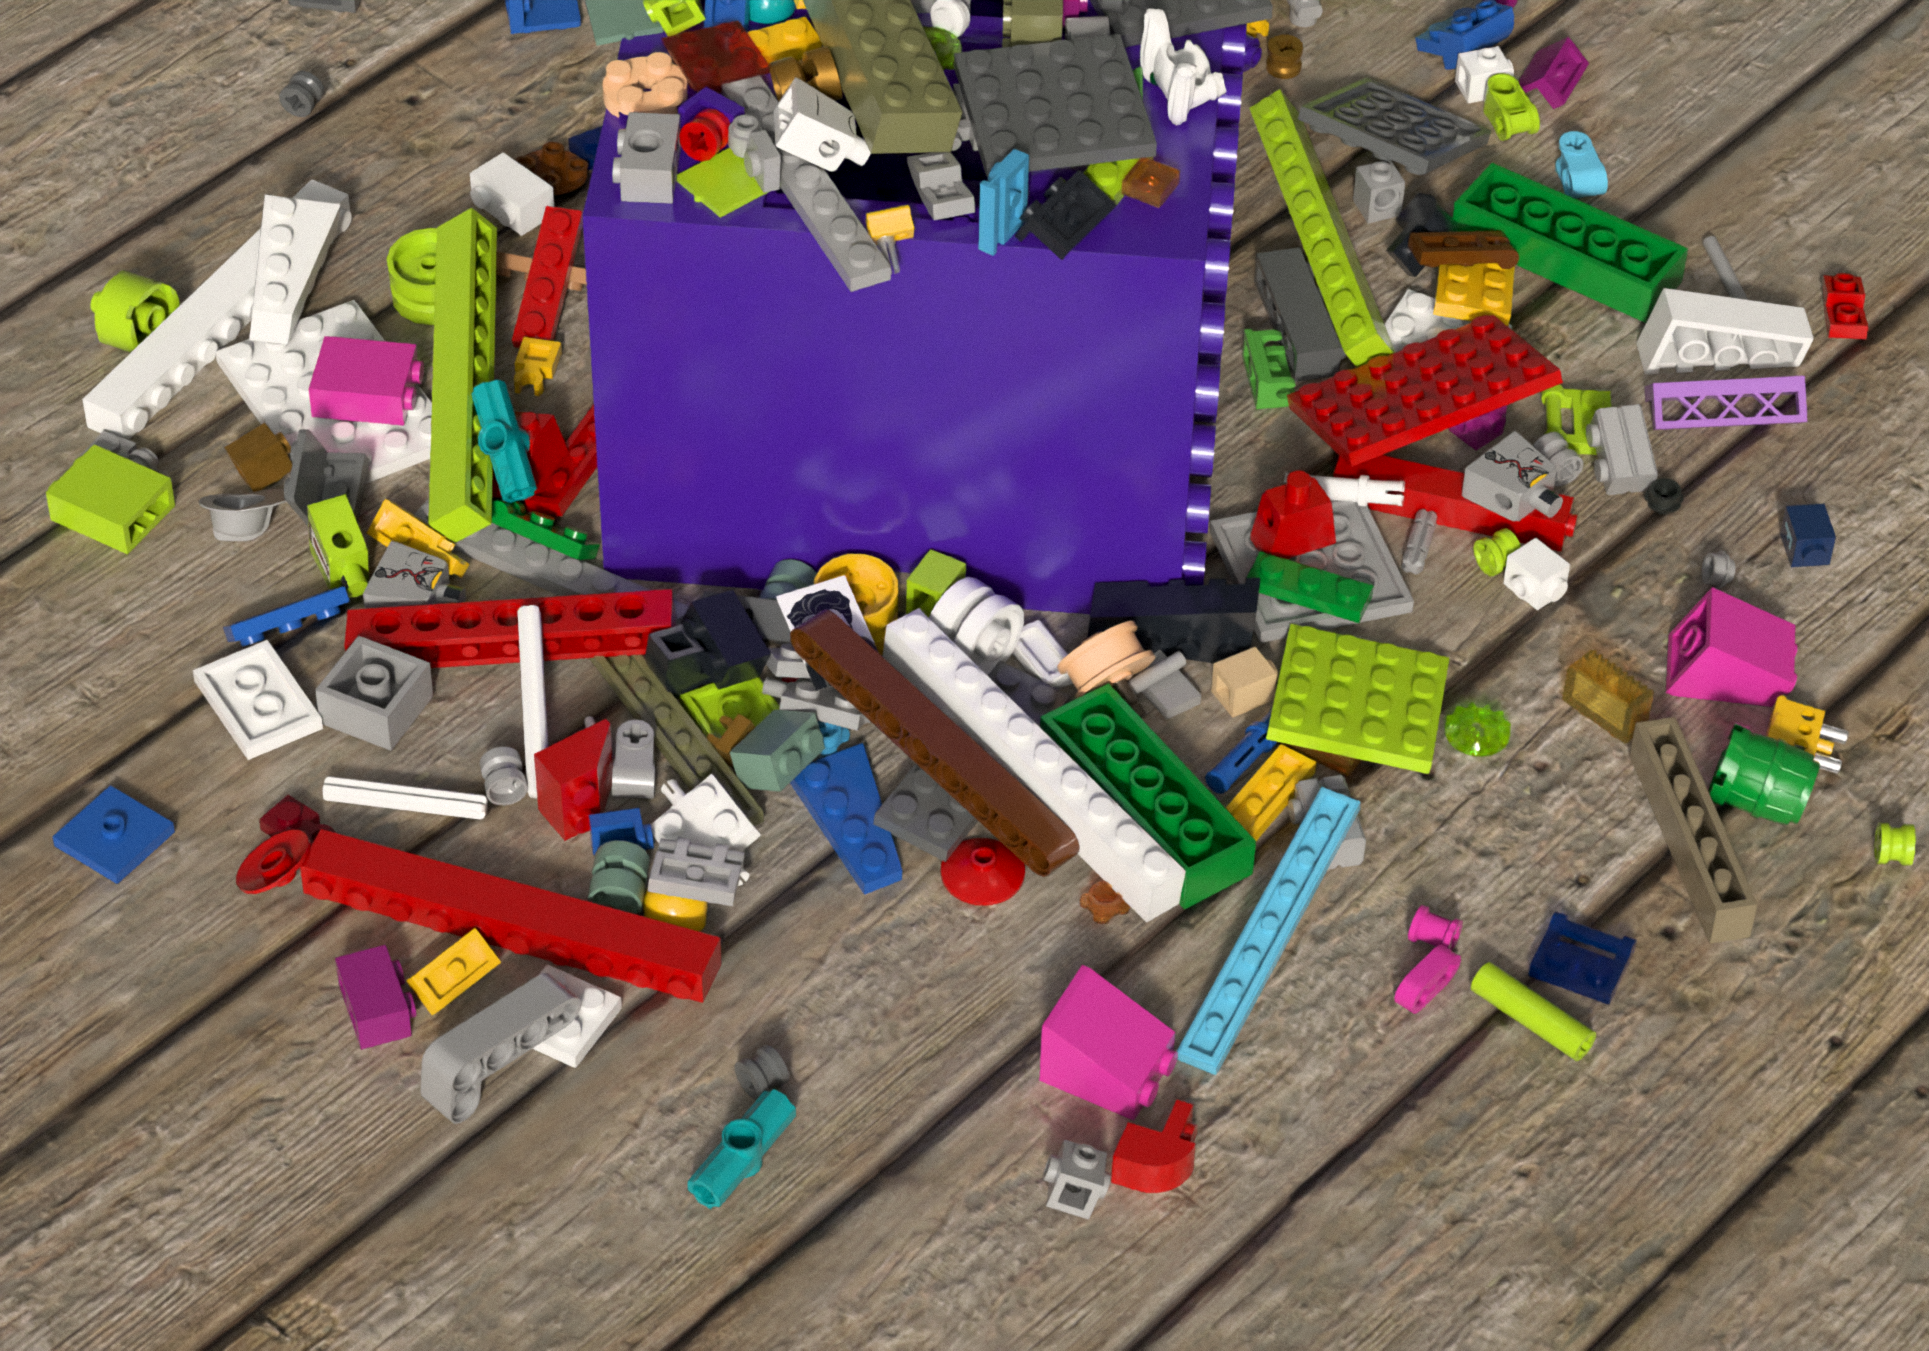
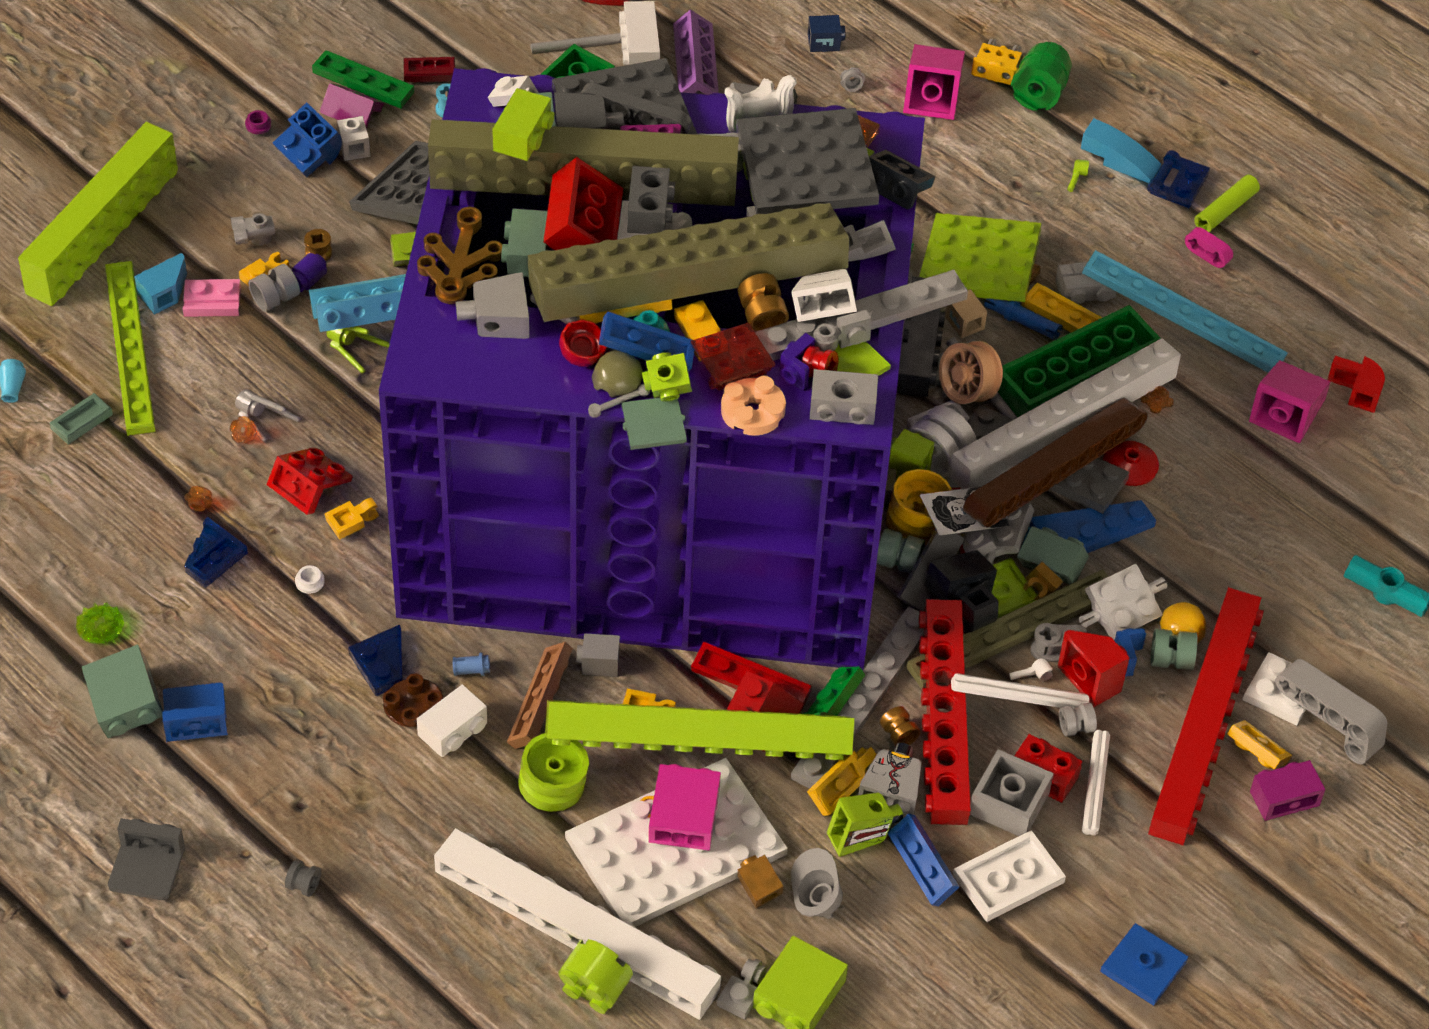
camera: 90 degrees left, 5 degrees up
(273, 862) = (1173, 836): red dish -> none
(290, 253) = (560, 857): white wedge -> none
(292, 815) = (1124, 850): dark red plate -> none
(323, 475) = (799, 828): dark grey bracket -> none
(423, 739) = (1063, 764): none -> red brick
(501, 588) = (897, 723): none -> pearl gold wheel
(504, 441) = (765, 698): teal piece -> none
(548, 275) = (552, 683): red plate -> none
(696, 871) = (1186, 597): light grey plate -> none
(761, 1071) = (1324, 575): dark grey wheel -> none
(890, 226) = (909, 268): yellow piece -> none
(1003, 201) = (905, 196): dark azure plate -> none
(1076, 1178) = (1392, 417): light grey brick -> none
(1434, 929) = (1167, 243): dark pink bush -> none
(1466, 737) = (983, 206): clear neon green gear -> none
(1509, 107) = (390, 129): lime piece -> none
(1580, 831) = (1080, 168): none -> lime hand
(1600, 81) = (363, 79): none -> green plate
(1607, 695) = (978, 136): clear yellow brick -> none
(1622, 873) = (1119, 151): none -> dark azure slope
(1635, 140) = (429, 69): none -> dark red plate
(1693, 830) = (1075, 111): dark tan brick -> none
(1894, 843) = (1082, 30): lime wheel -> none

